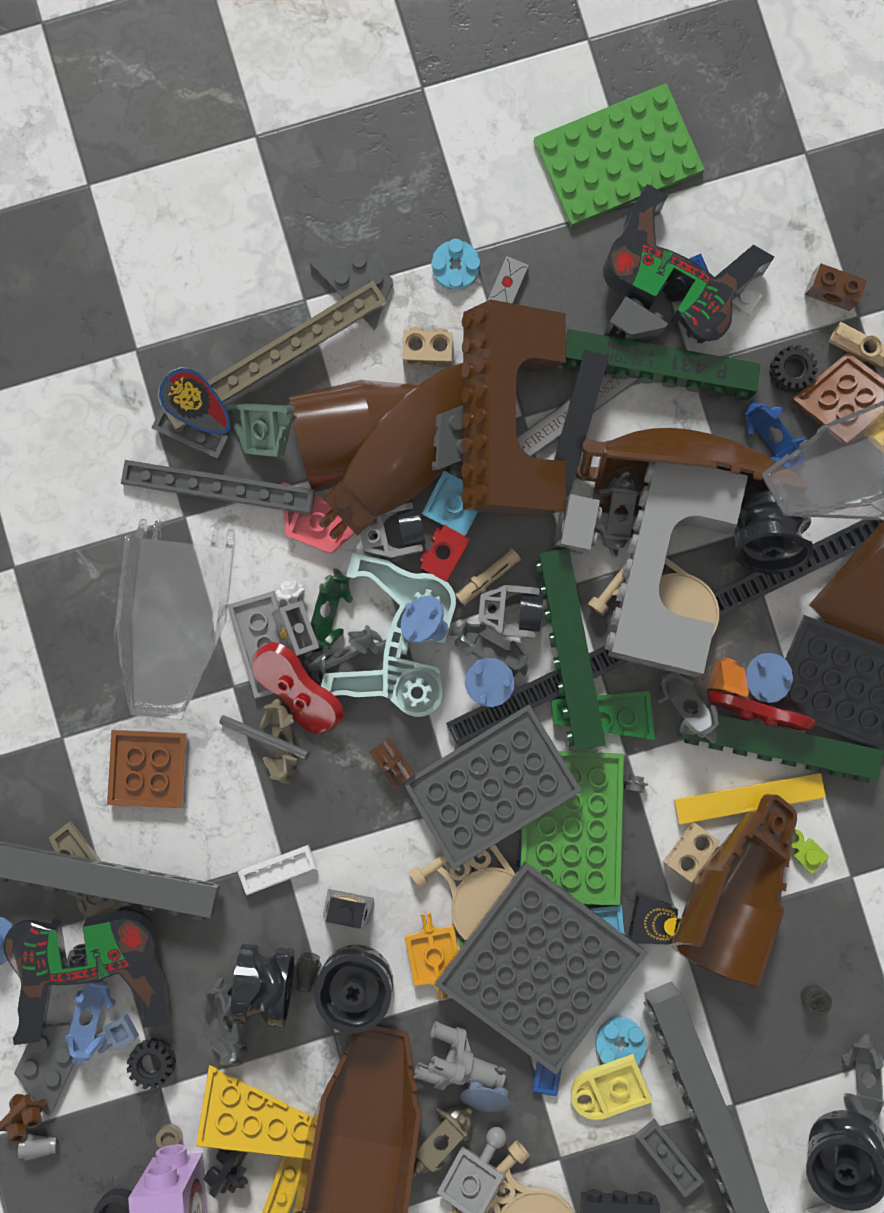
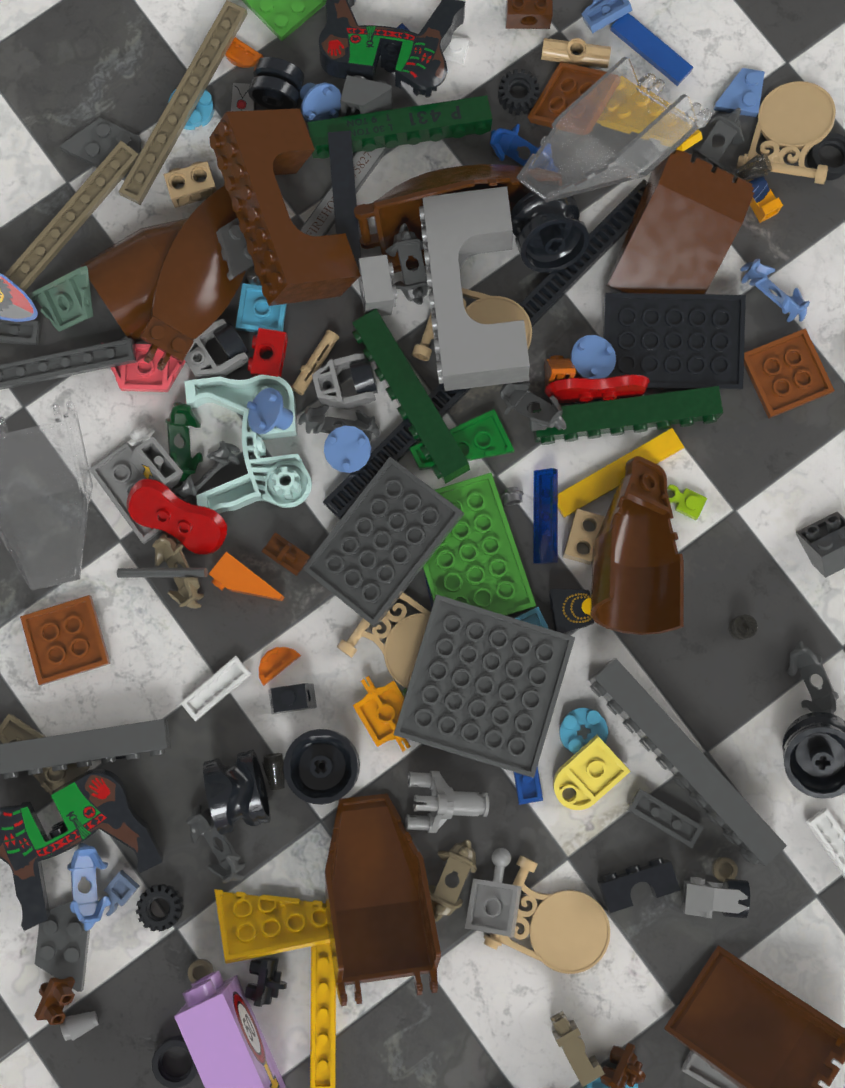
camera: 20 degrees left, 5 degrees down
(337, 769) = (240, 579): none -> orange slope
(345, 863) = (275, 662): none -> orange tile
(450, 260) = (183, 102): none -> dark tan plate
(485, 1098) = (478, 824): sand blue dish -> none
(523, 225) = (242, 55): none -> orange tile
(550, 276) = (276, 83): none -> black wheel
(587, 309) = (320, 101): none -> medium blue piece
(661, 817) = (545, 516): none -> clear blue tile

